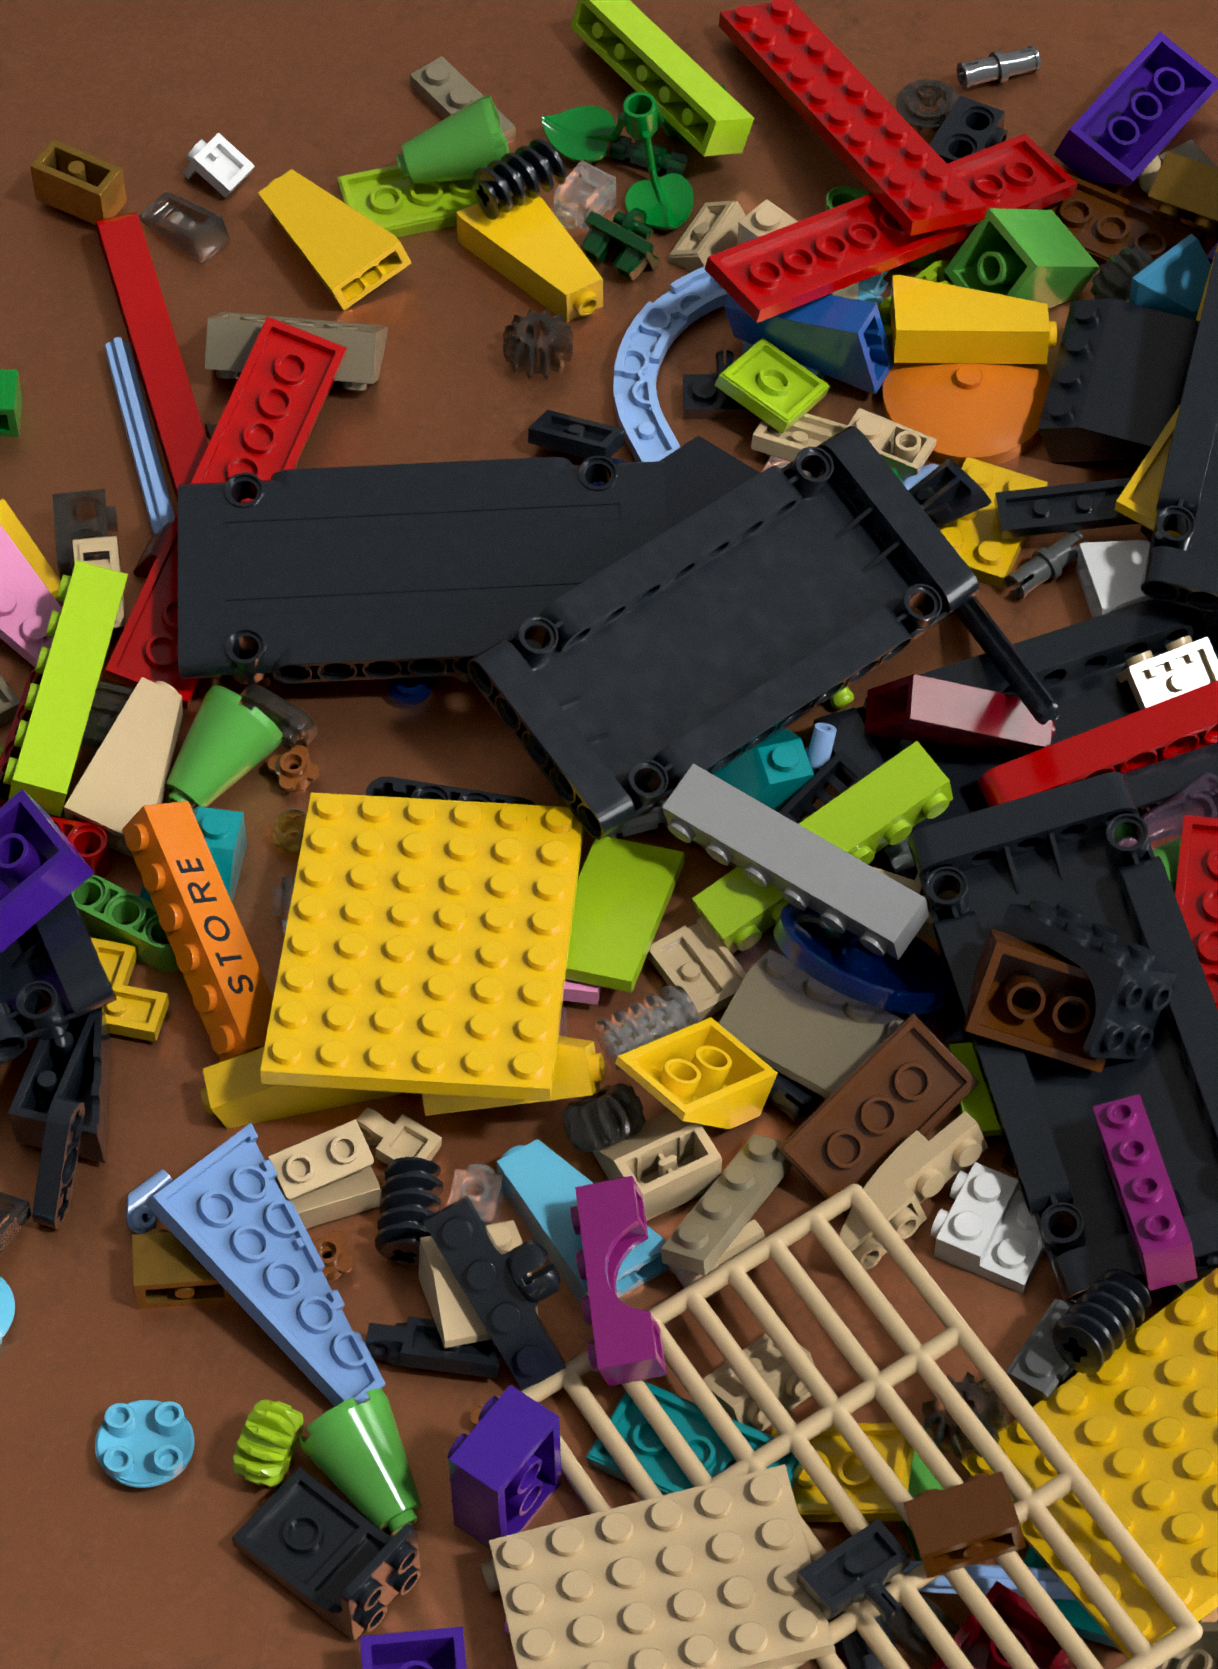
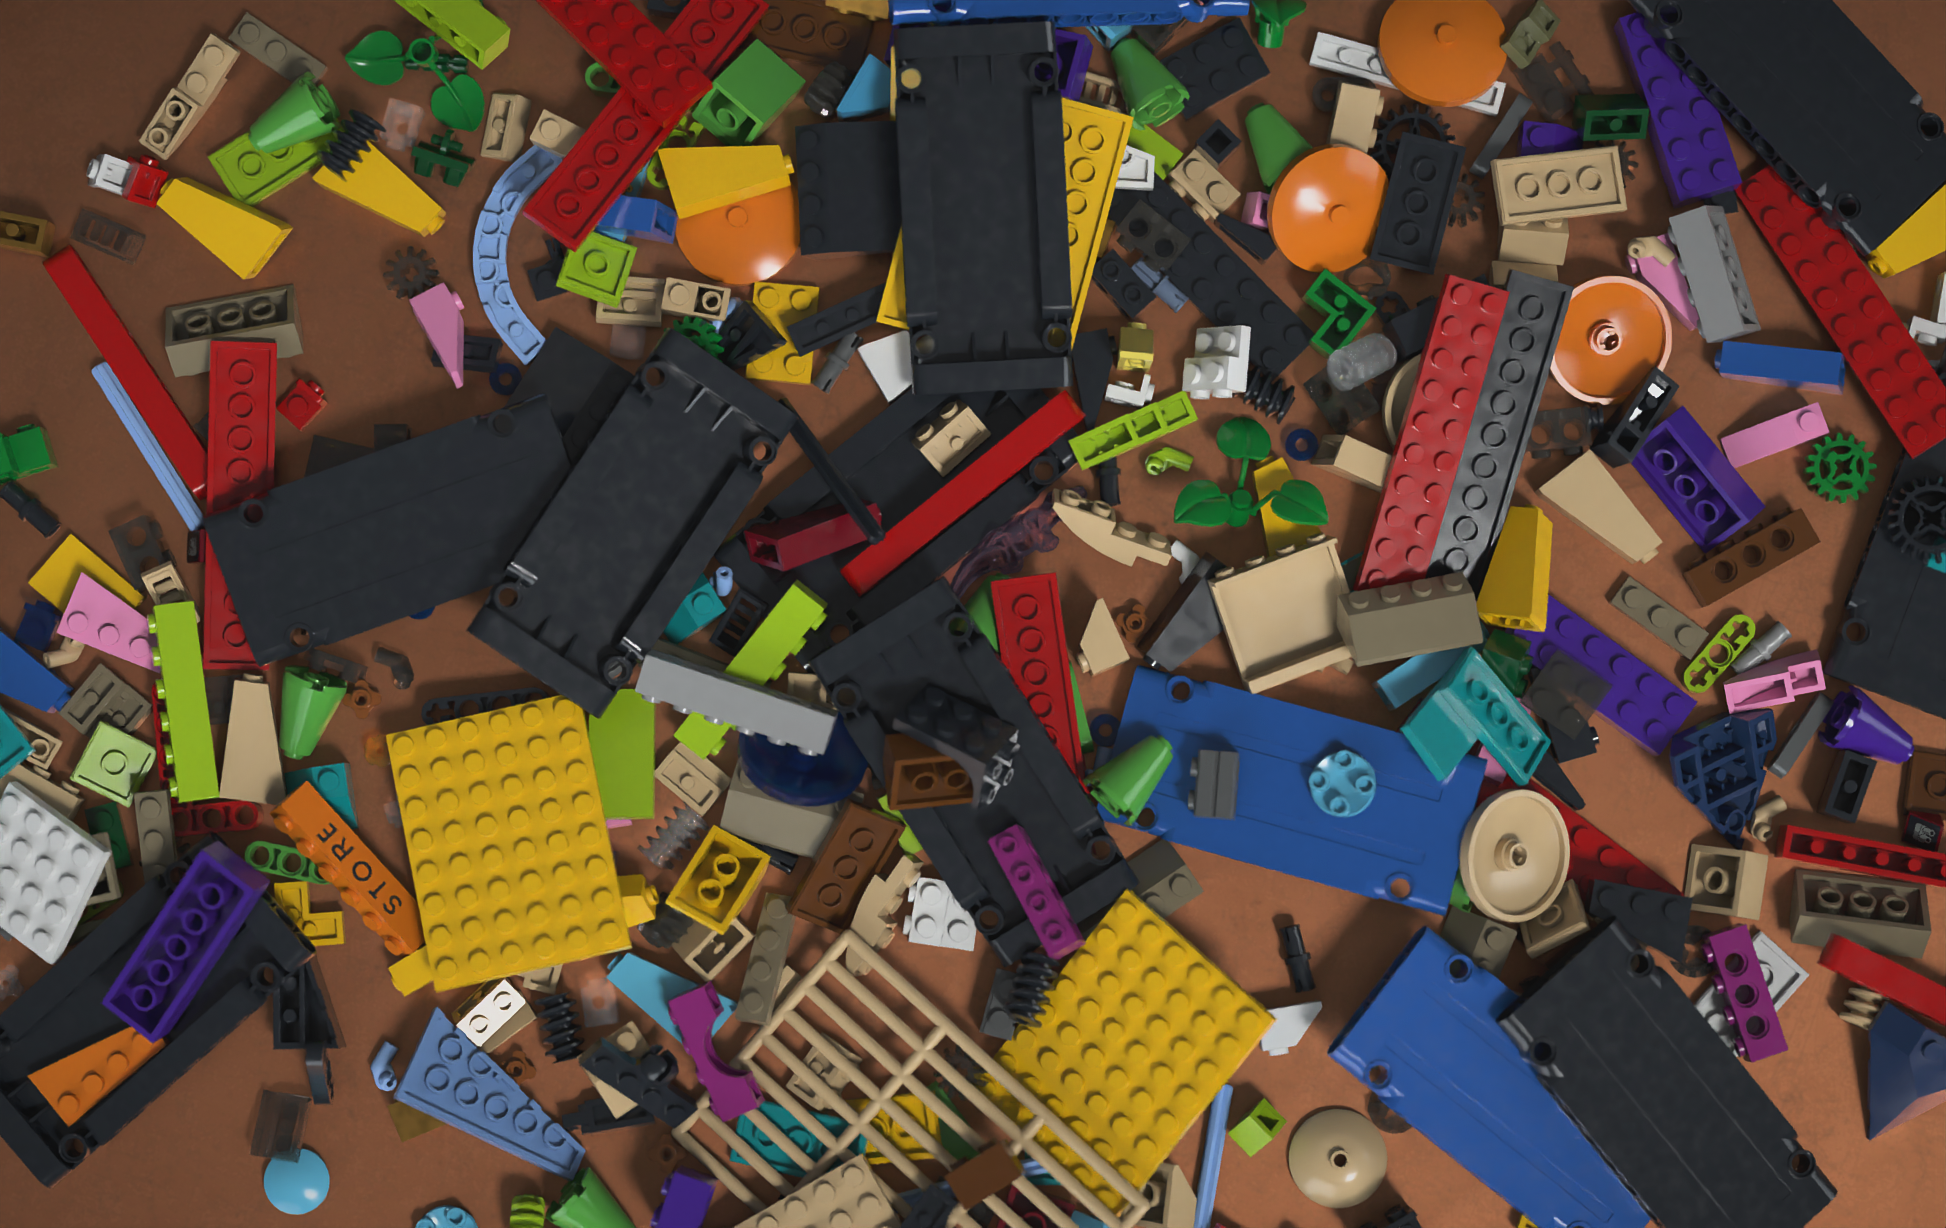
camera: 20 degrees left, 30 degrees up
(252, 173) = (144, 180): none -> red bracket
(338, 120) = (191, 98): none -> tan slope
(352, 441) = (303, 403): none -> red bracket
(356, 744) = (399, 666): none -> clear smoke arm
(556, 394) = (443, 324): none -> bright pink slope

